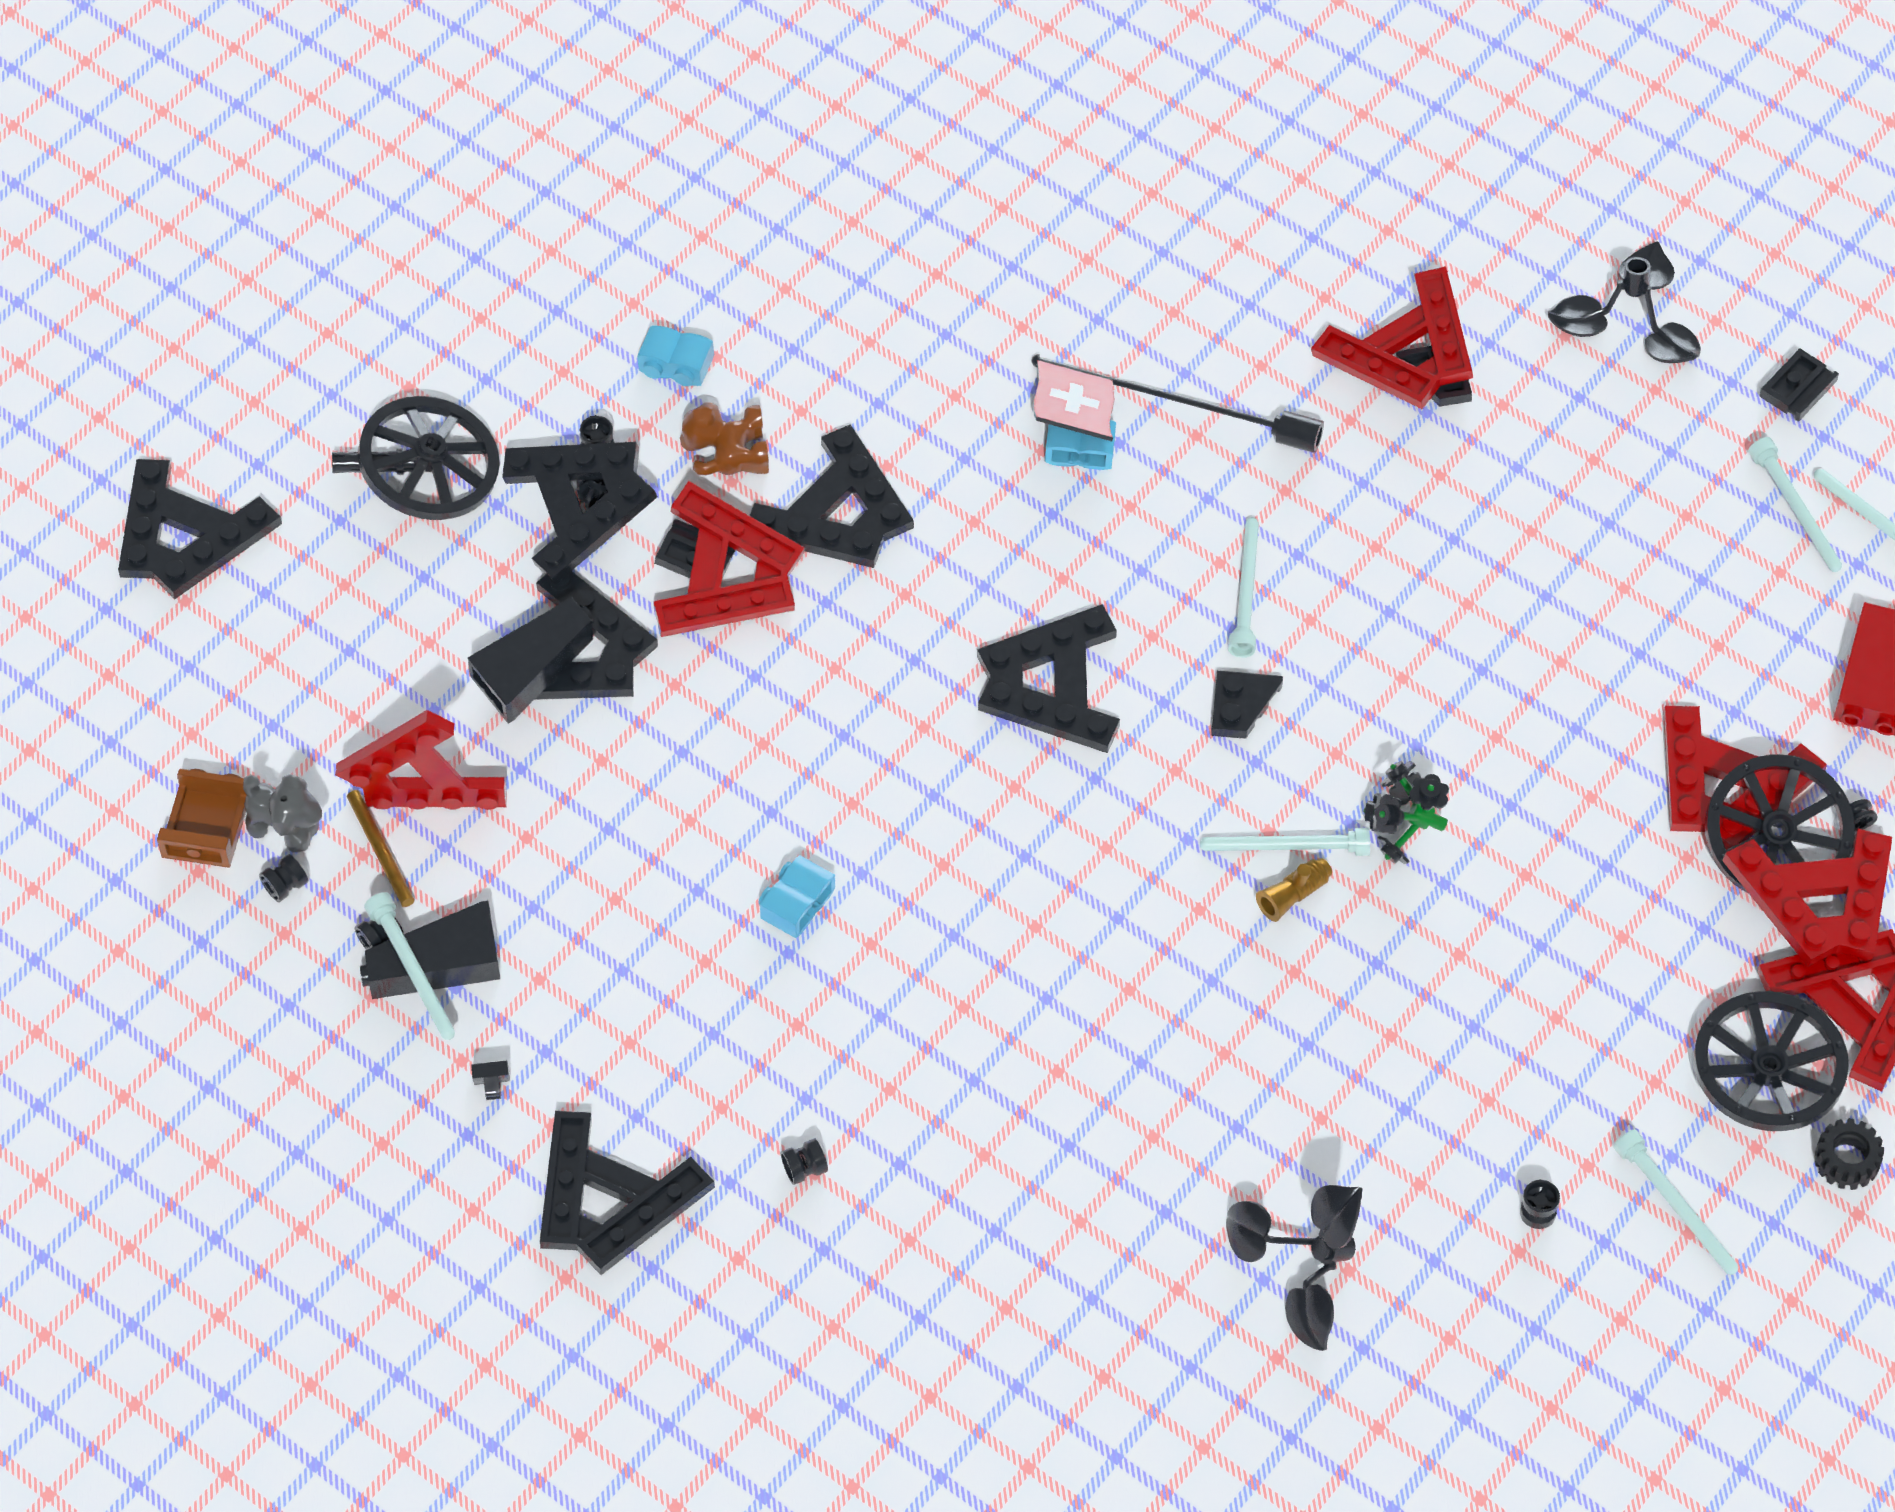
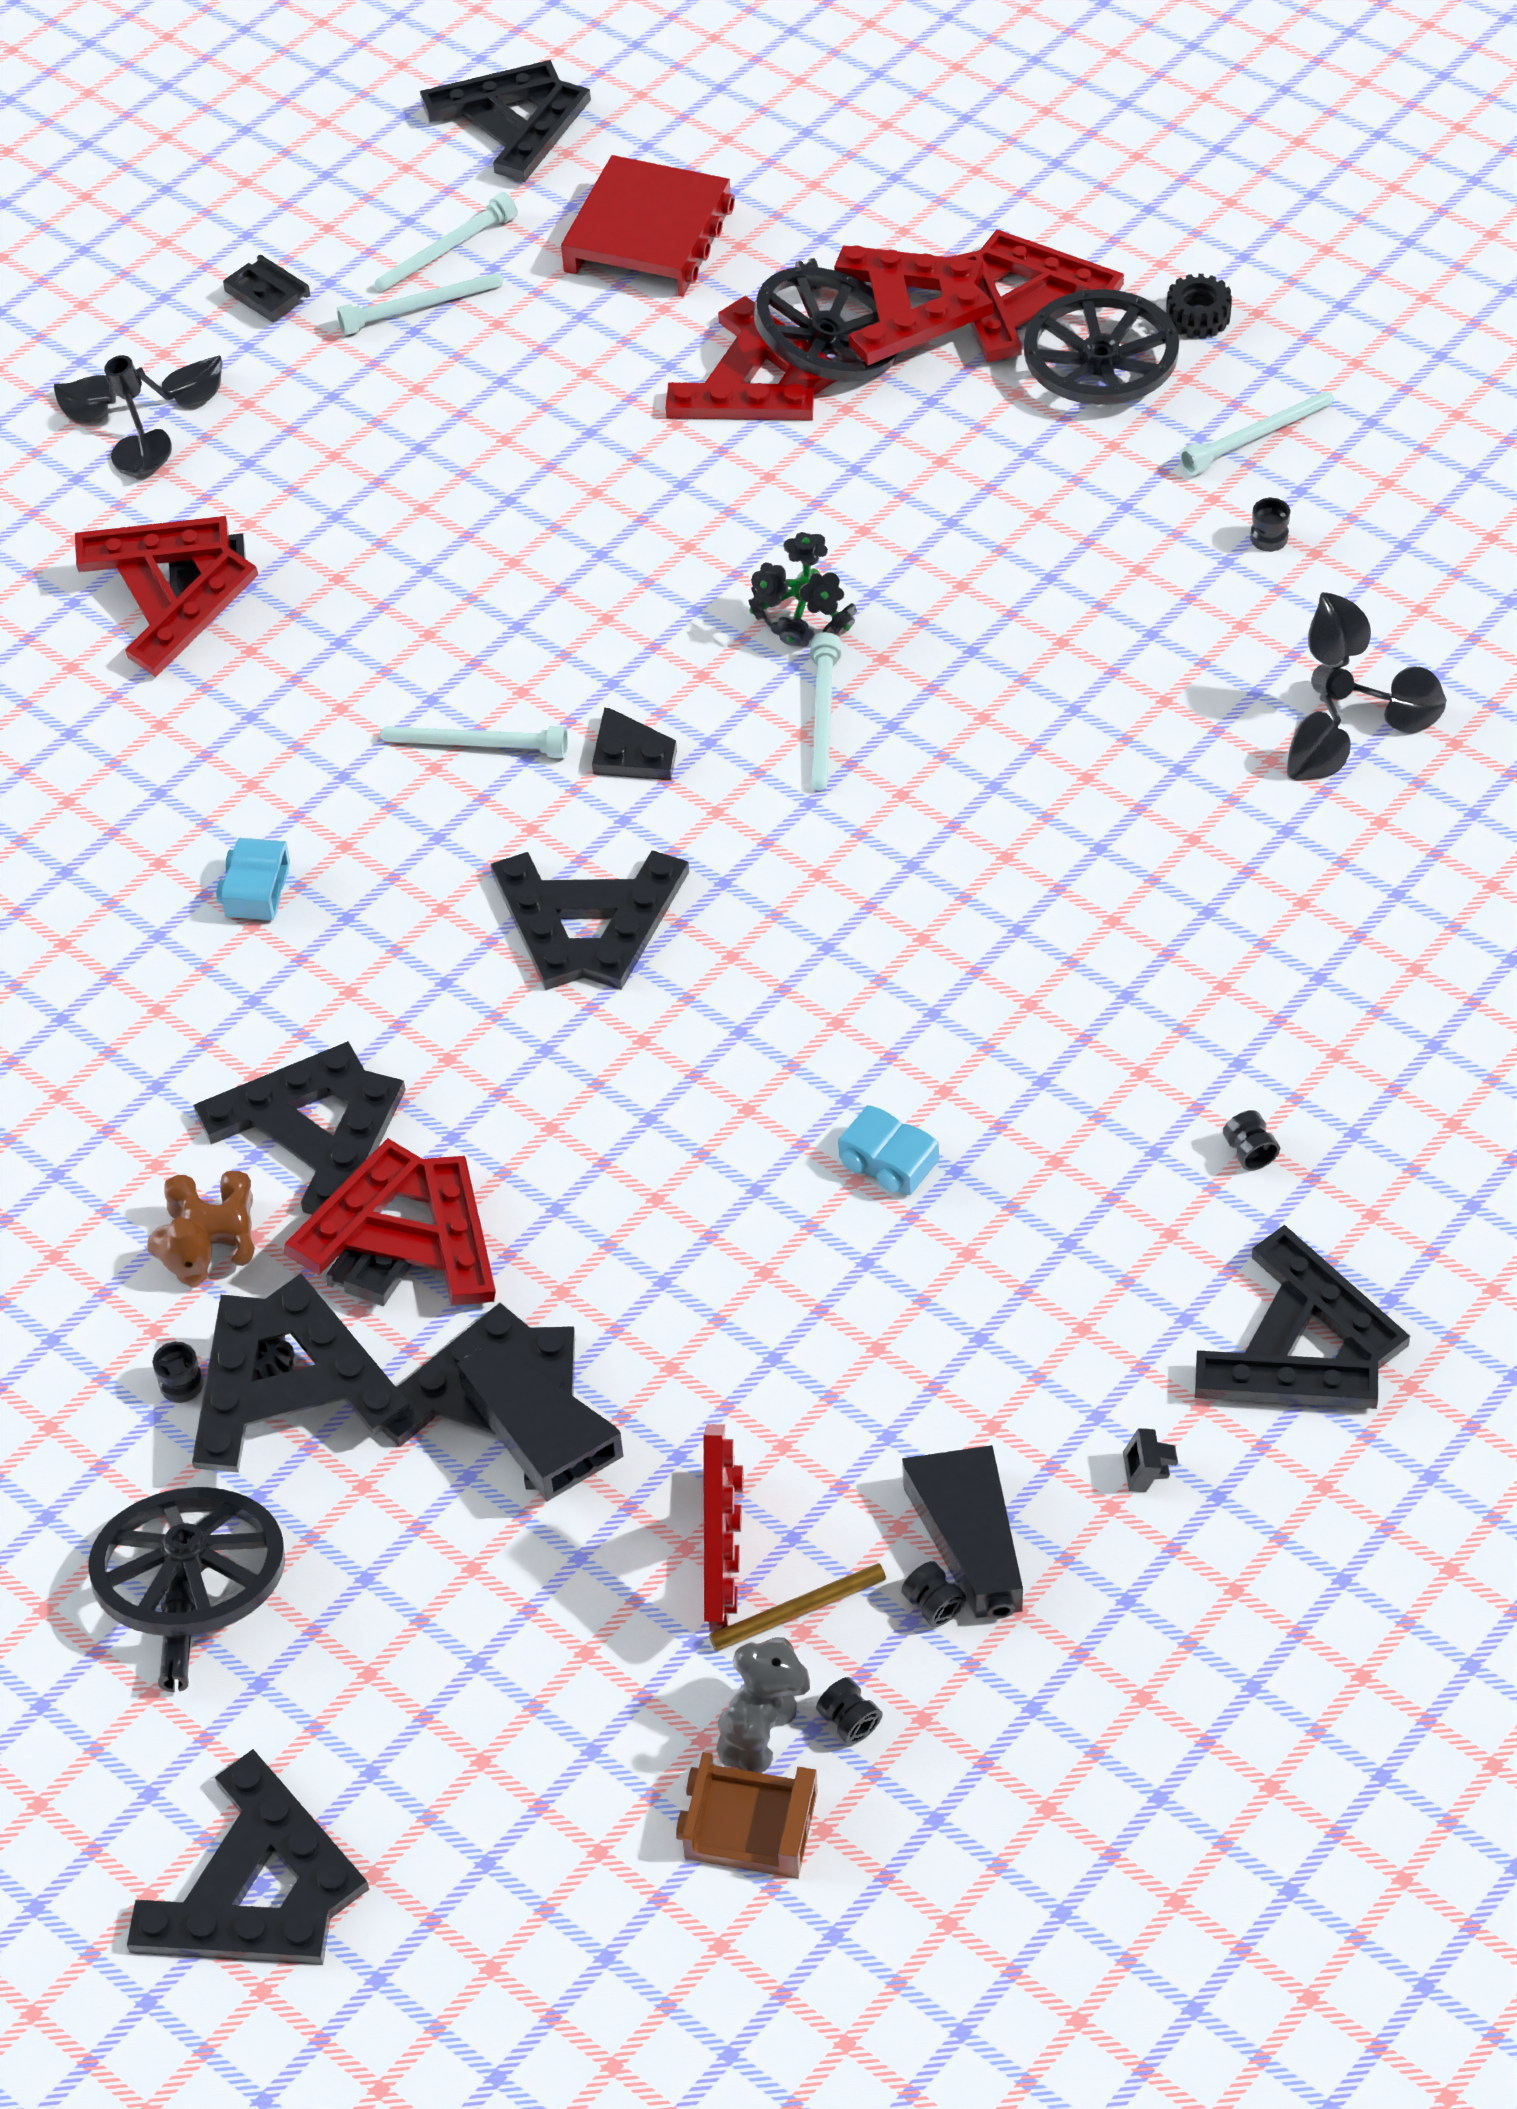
camera: 85 degrees left, 5 degrees down
(382, 910) = (924, 1567): light aqua piece -> none
(675, 356) = (56, 1287): medium azure brick -> none
(1085, 404) = (215, 868): flag -> none
(1294, 888) = (876, 698): pearl gold piece -> none

